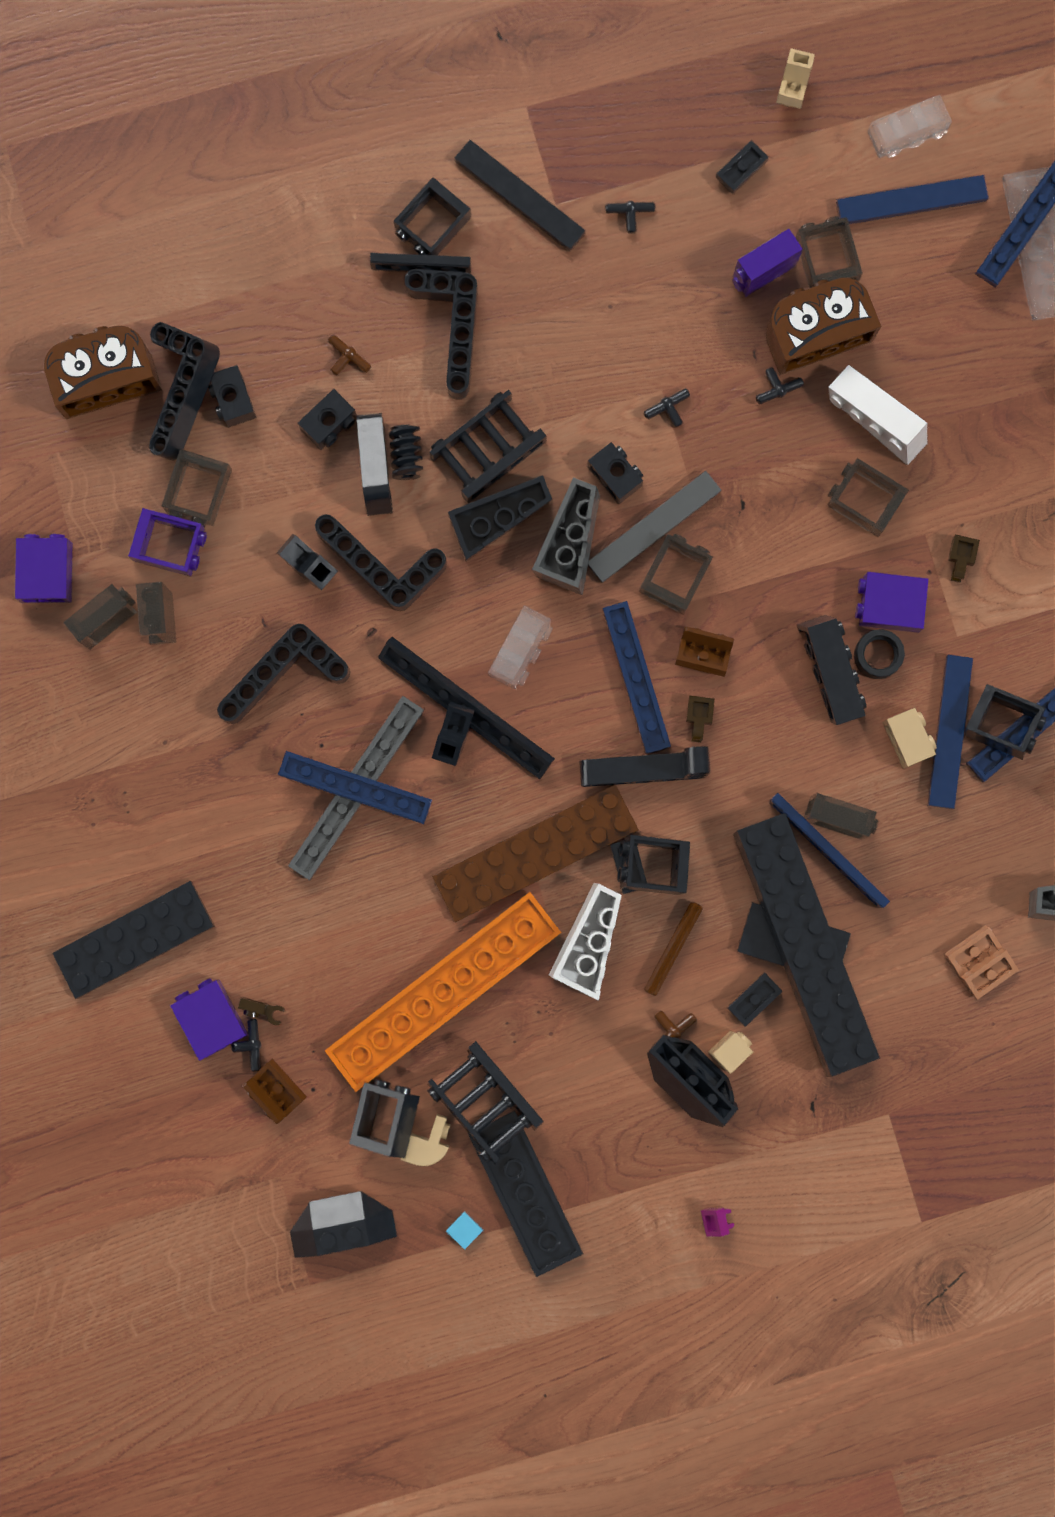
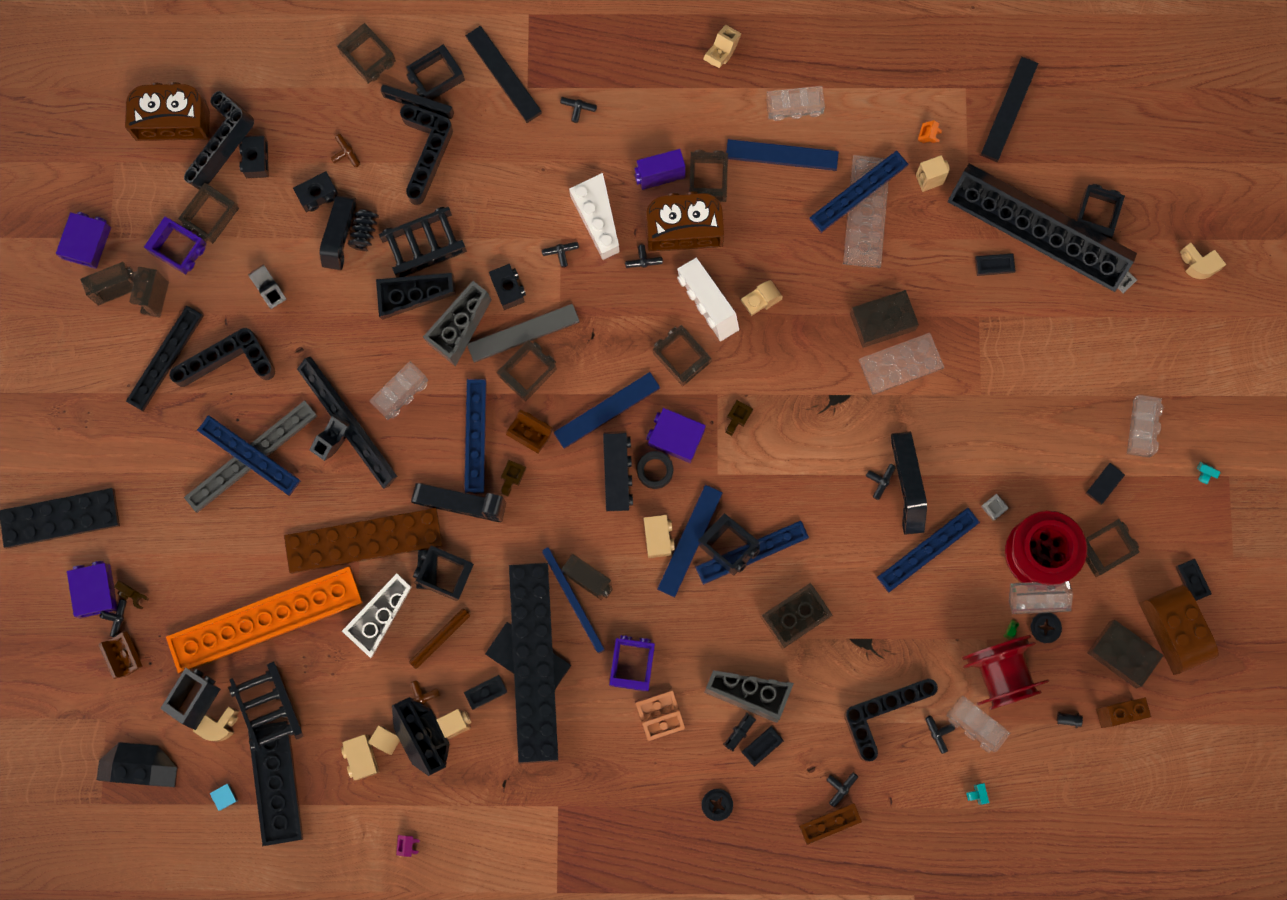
camera: 20 degrees right, 5 degrees down
(201, 693) = (164, 358): none -> black tile
(313, 204) = (354, 41): none -> clear smoke window
(376, 568) = (314, 305): black beam -> none
(623, 1129) = (360, 757): none -> tan brick
(646, 1097) = (384, 740): none -> tan brick
(700, 344) = (595, 210): none -> white wedge
(742, 167) = (666, 98): black plate -> none
(792, 595) = (606, 410): none -> dark blue tile
(947, 394) = (762, 297): none -> tan brick
(950, 905) = (631, 684): none -> dark purple window

